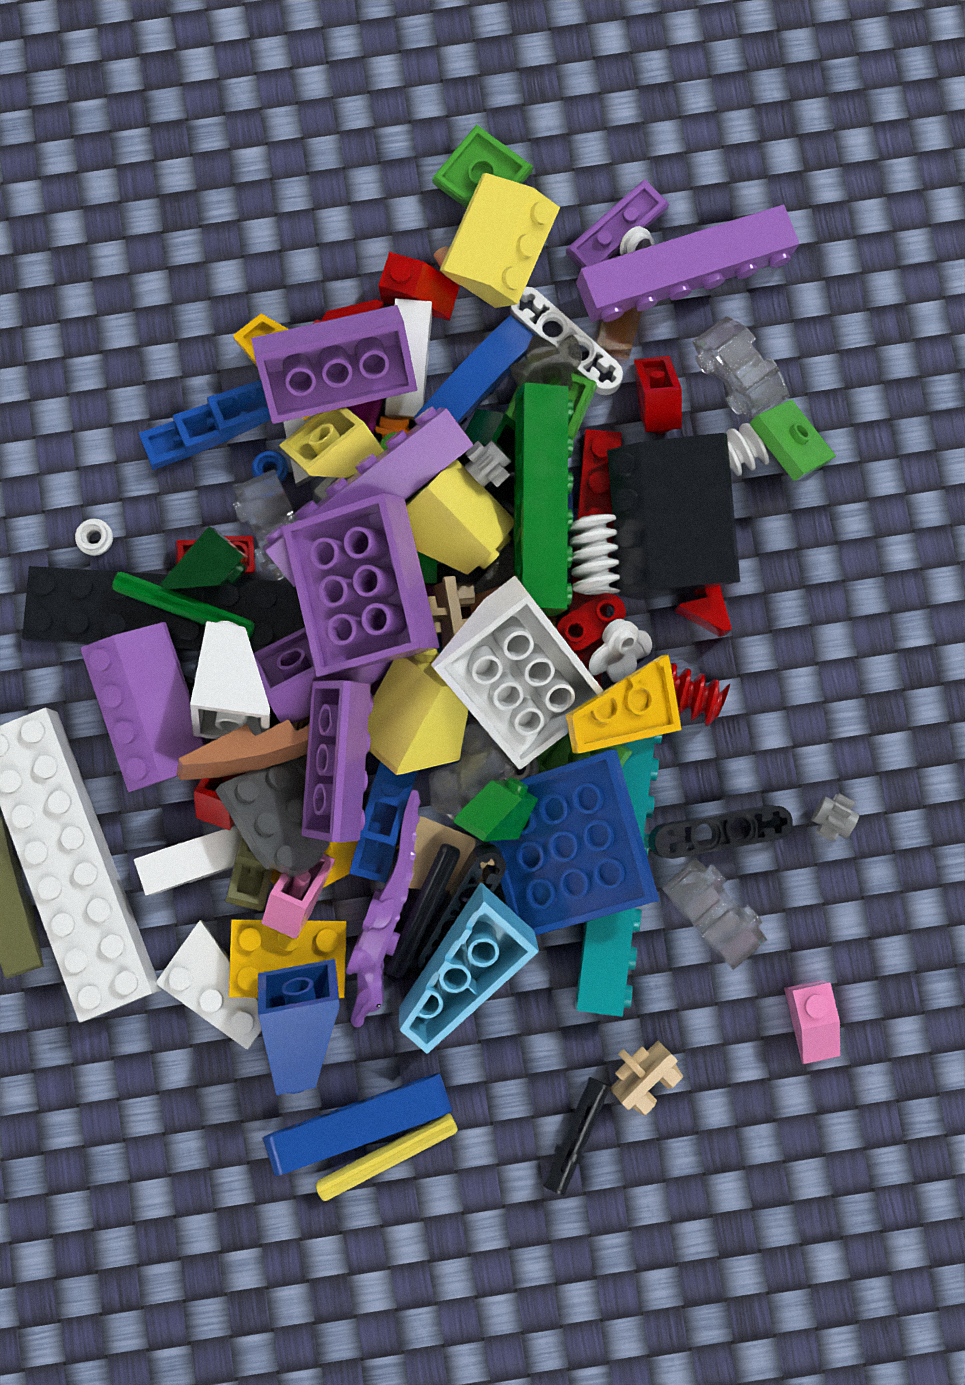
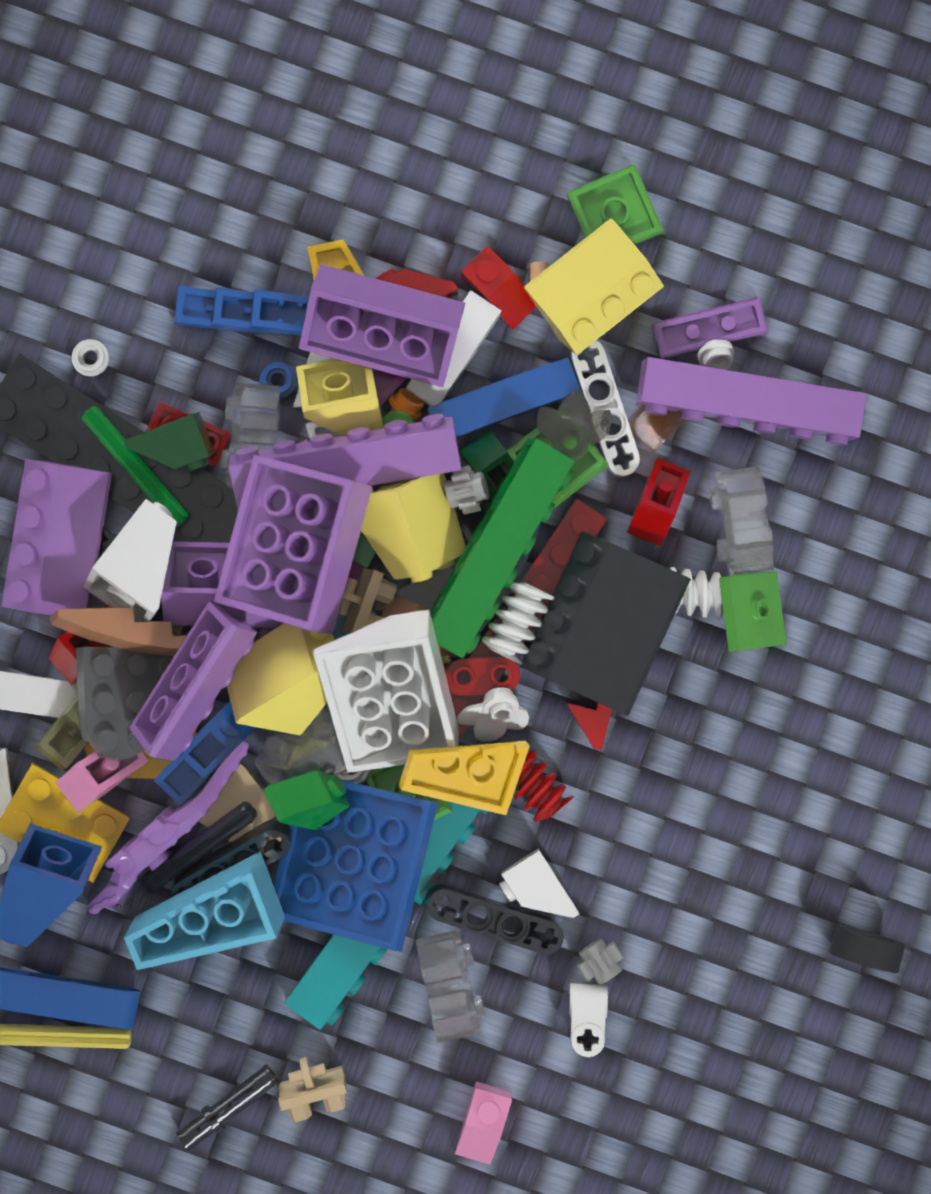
camera: 25 degrees right, 5 degrees up
(739, 781) = (536, 886): none -> white slope
(850, 866) = (588, 1011): none -> white piece

